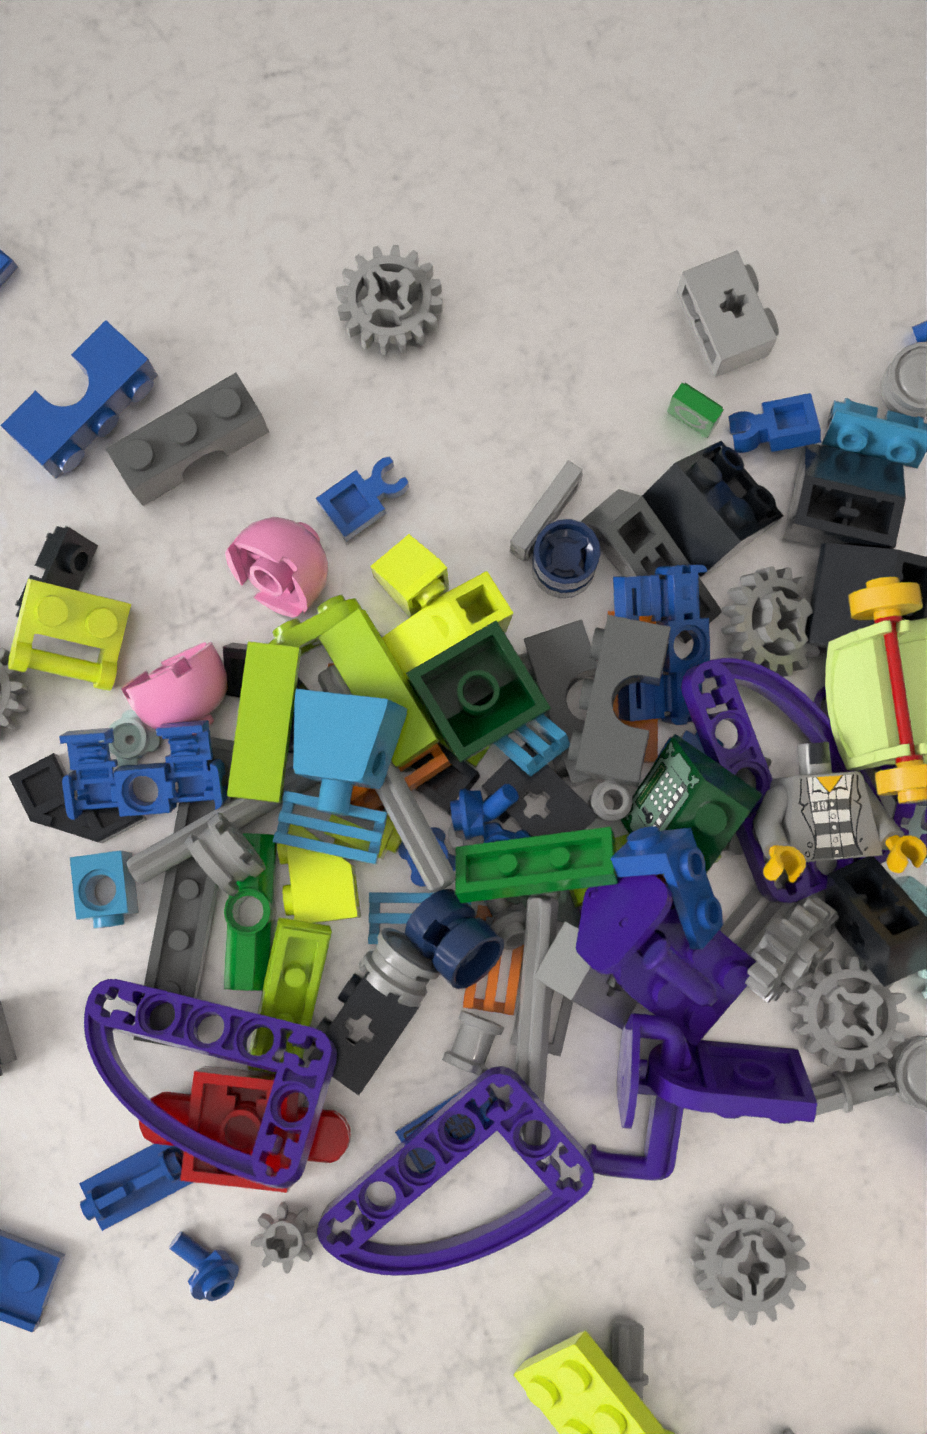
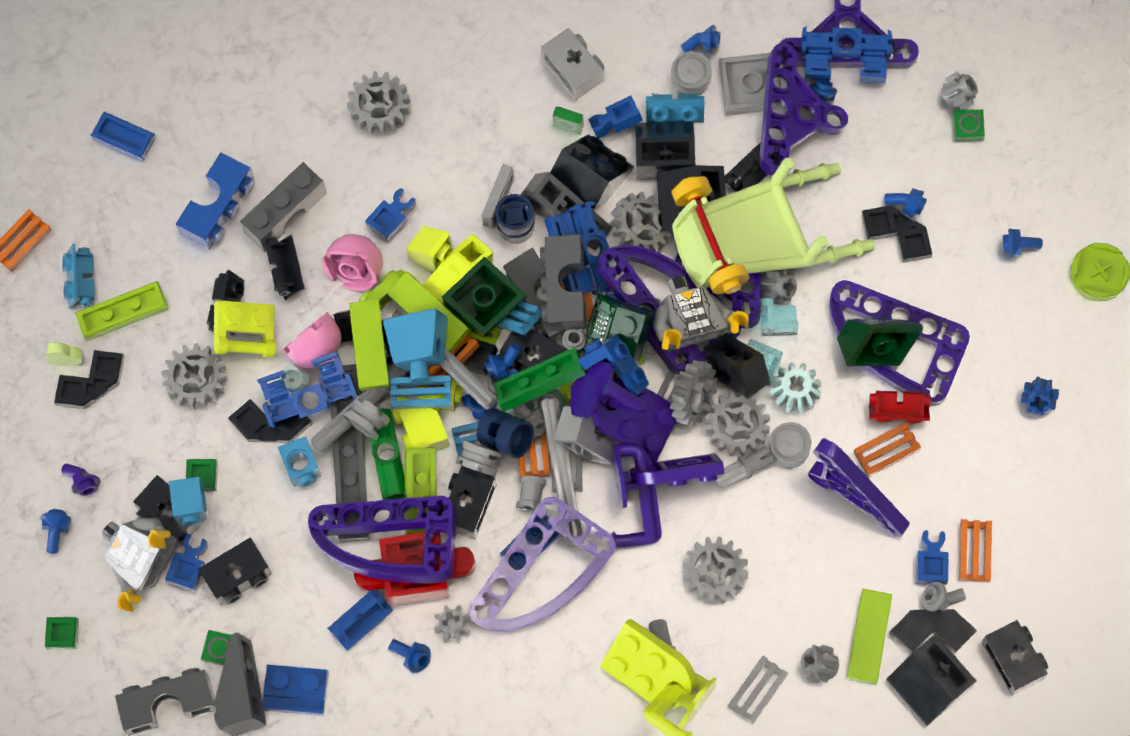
camera: 15 degrees left, 10 degrees down
(165, 565) = (287, 275): none -> black hinge

